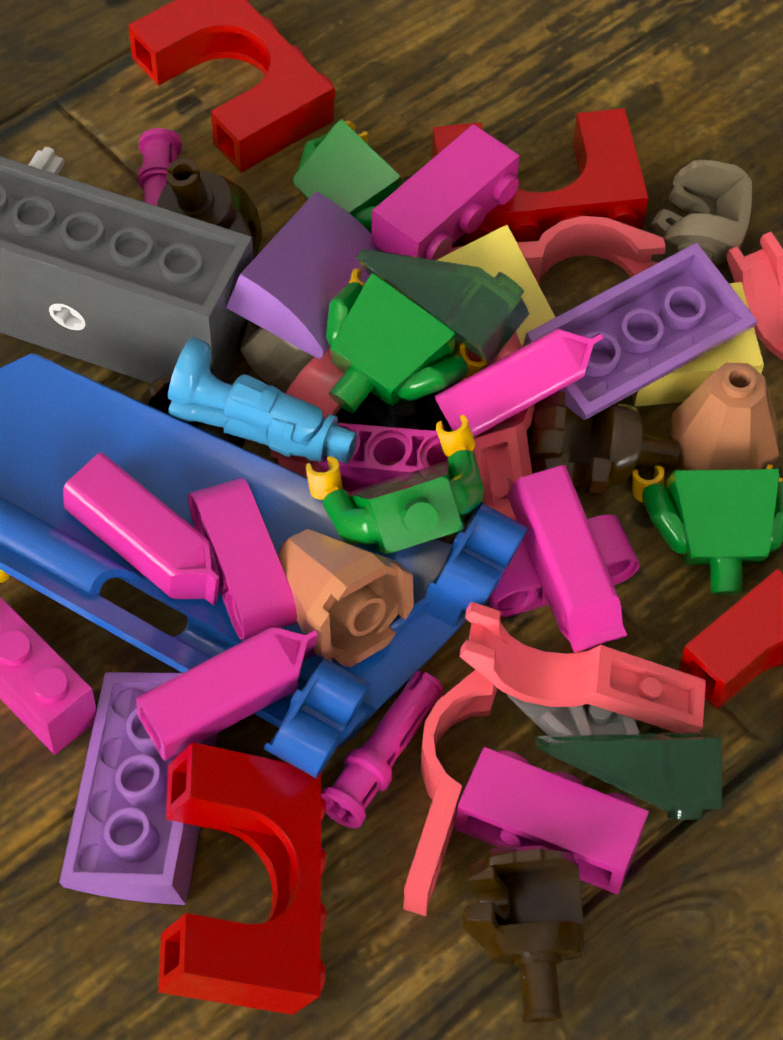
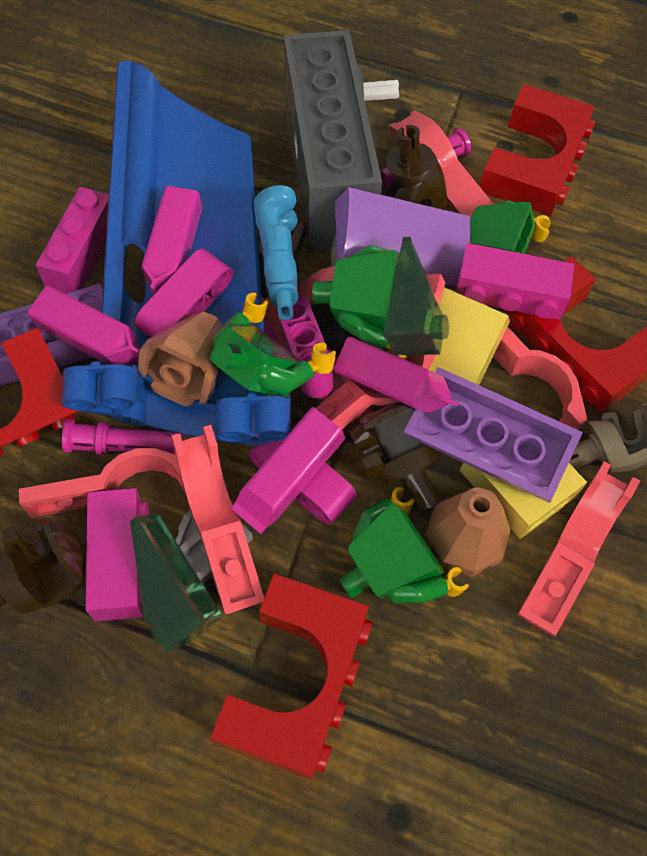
camera: 60 degrees right, 5 degrees up
(144, 171) = (462, 190): none -> coral piece

